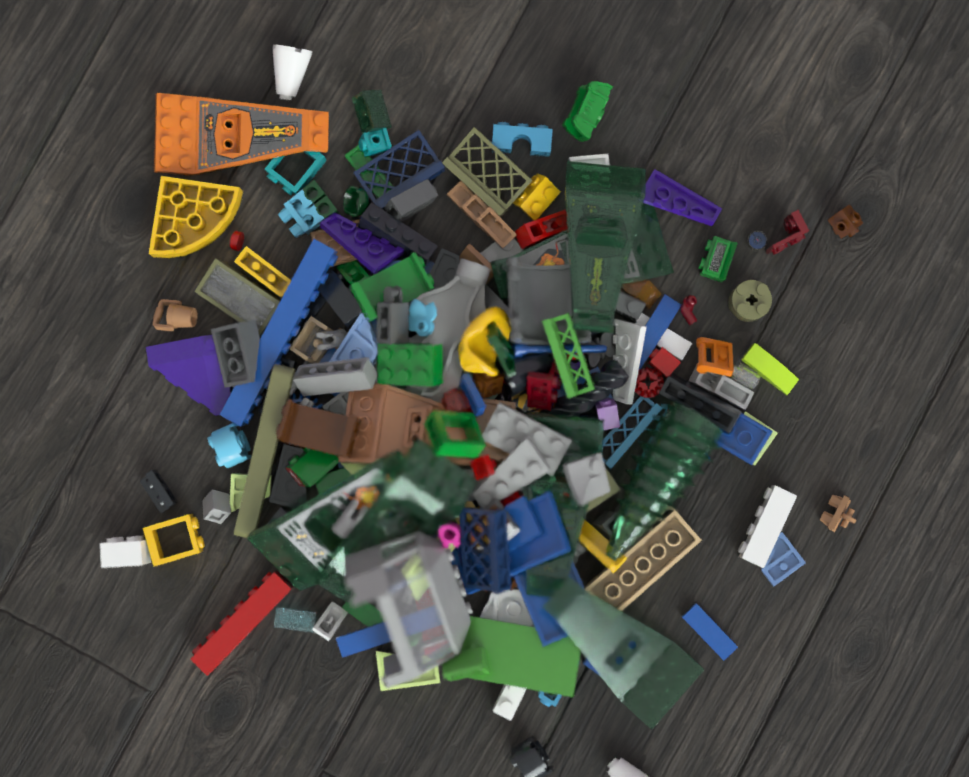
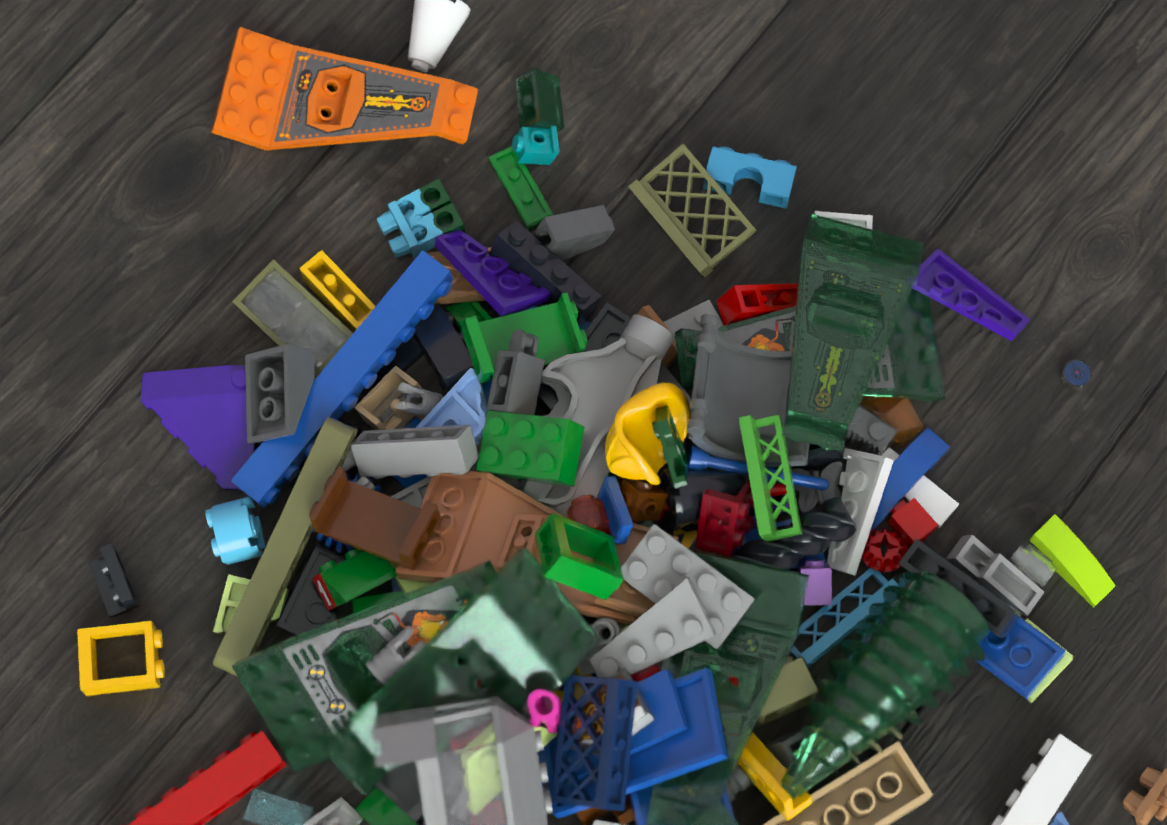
camera: 10 degrees right, 15 degrees down
(122, 552) = (42, 660): white brick -> none
(177, 315) = (198, 335): medium nougat piece -> none
(191, 215) = (251, 199): yellow brick -> none
(216, 506) = (195, 620): light grey panel -> none
(237, 240) = (309, 245): red tile -> none
(319, 161) = (449, 159): teal window -> none
(355, 201) = (492, 218): dark green hair -> none
(420, 316) = (559, 386): medium azure plate -> none
(429, 172) = (611, 198): dark blue fence -> none
(481, 214) = (673, 269): medium nougat slope -> none
(483, 467) = (613, 617): red tile -> none
(537, 196) = (759, 257): yellow bracket -> none
(587, 110) = (852, 150): green piece -> none
(587, 478) = (770, 658): light grey plate -> none
(687, 308) = (958, 453): dark red arm -> none
(717, 259) = (1014, 389): green window -> none
(721, 356) = (1000, 528): orange plate -> none
(758, 293) = (1039, 452): olive brick -> none
(796, 226) = (1136, 363): dark red bracket -> none

